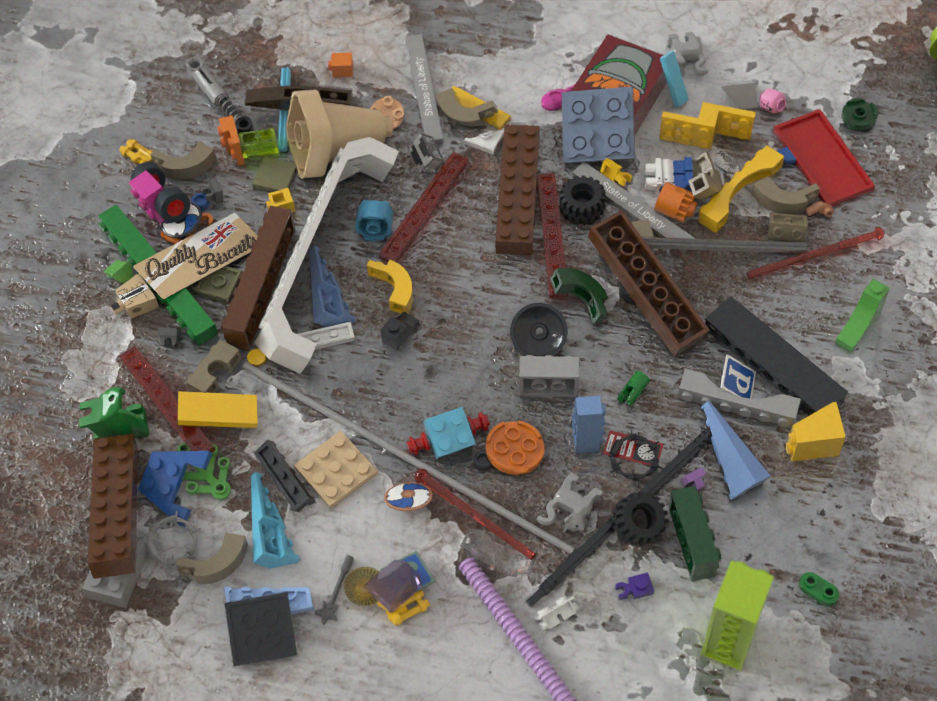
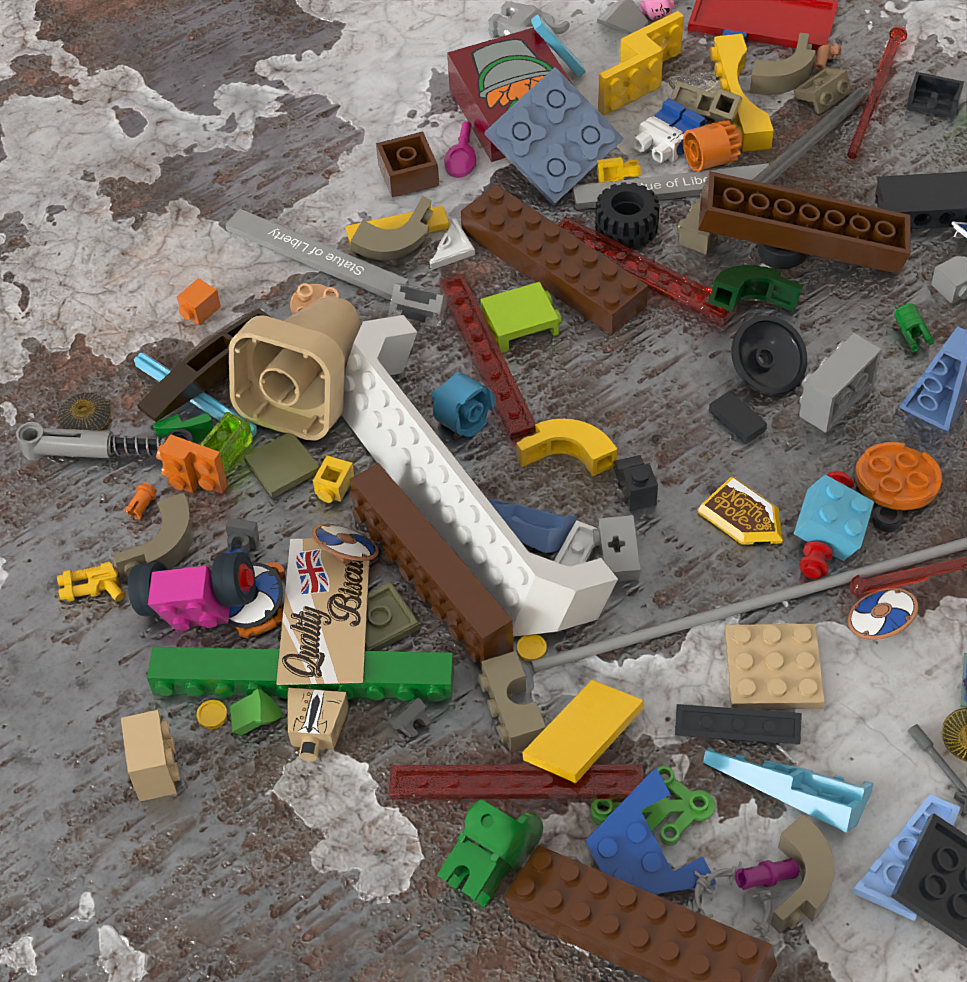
camera: 50 degrees left, 5 degrees down
(57, 247) = (150, 755): none -> tan brick
(108, 256) = (212, 714): none -> yellow piece
(199, 542) = (767, 873): none -> magenta pin
(201, 137) = (144, 495): none -> orange pin
(234, 76) = (85, 412): none -> dish
(241, 232) = (344, 543): none -> shield
(258, 122) = (198, 426): none -> green slope
(352, 346) = (621, 533): none -> light grey brick
(425, 392) = (743, 514): none -> tile
(463, 202) = (520, 313): none -> lime panel
(489, 347) = (738, 416): none -> black tile
(519, 78) = (407, 164): none -> reddish brown brick
(846, 275) = (936, 89): none -> black window

